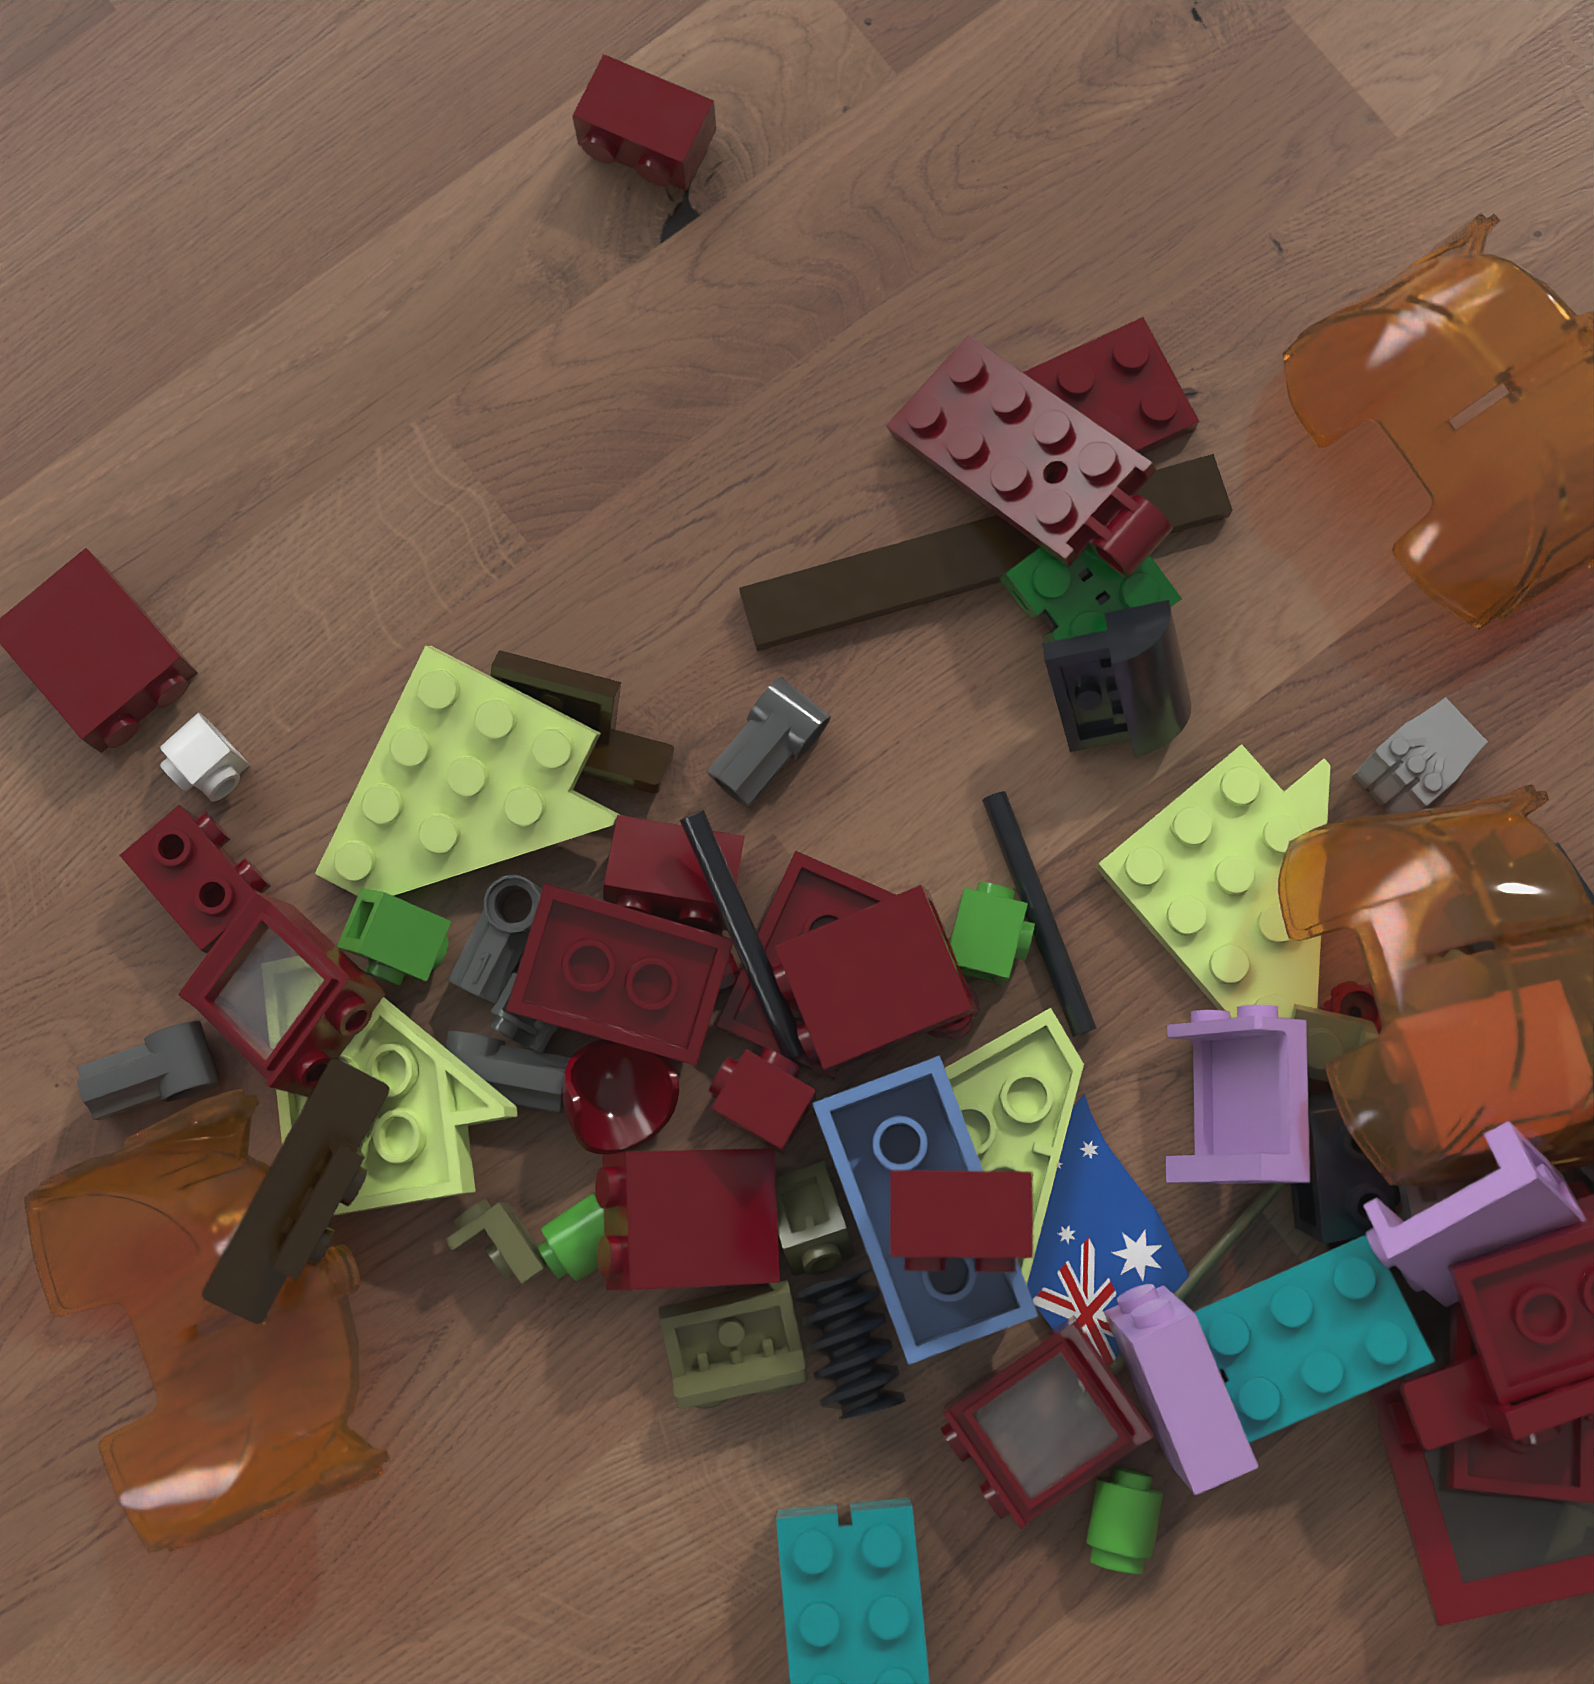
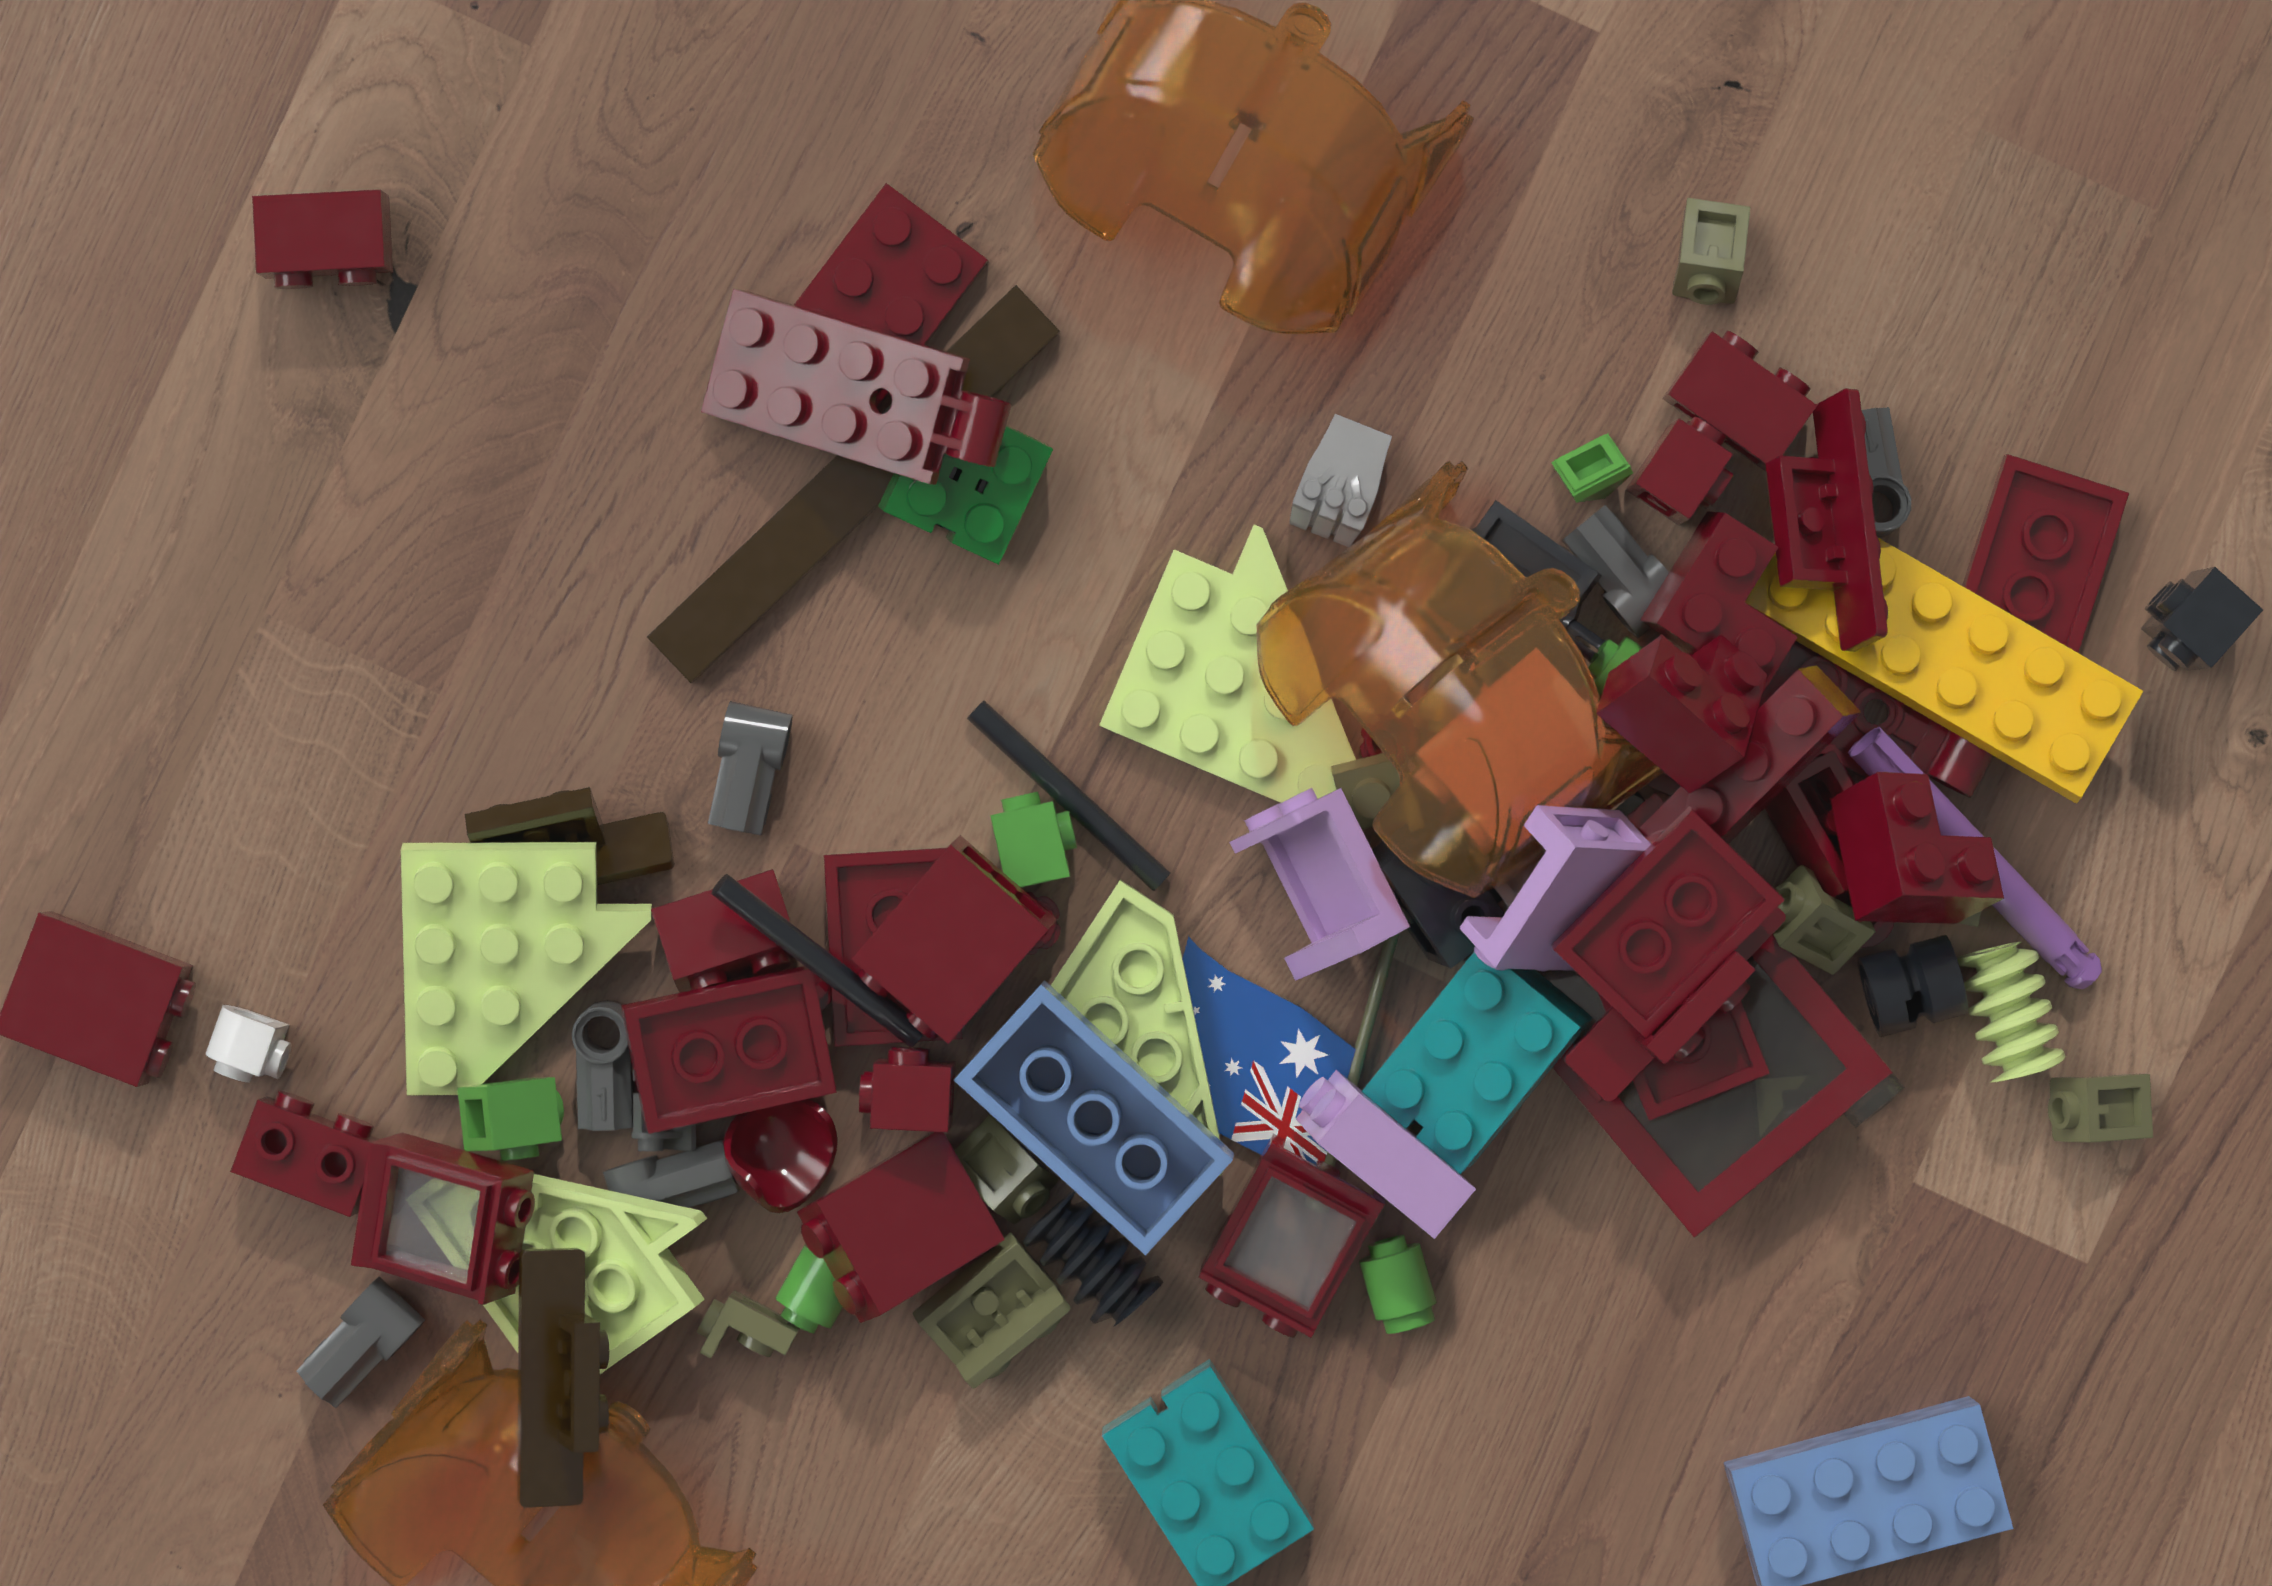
camera: 30 degrees left, 10 degrees up
(961, 1216) = (1124, 1116): dark red brick -> none
(1121, 681) = (1039, 557): black brick -> none

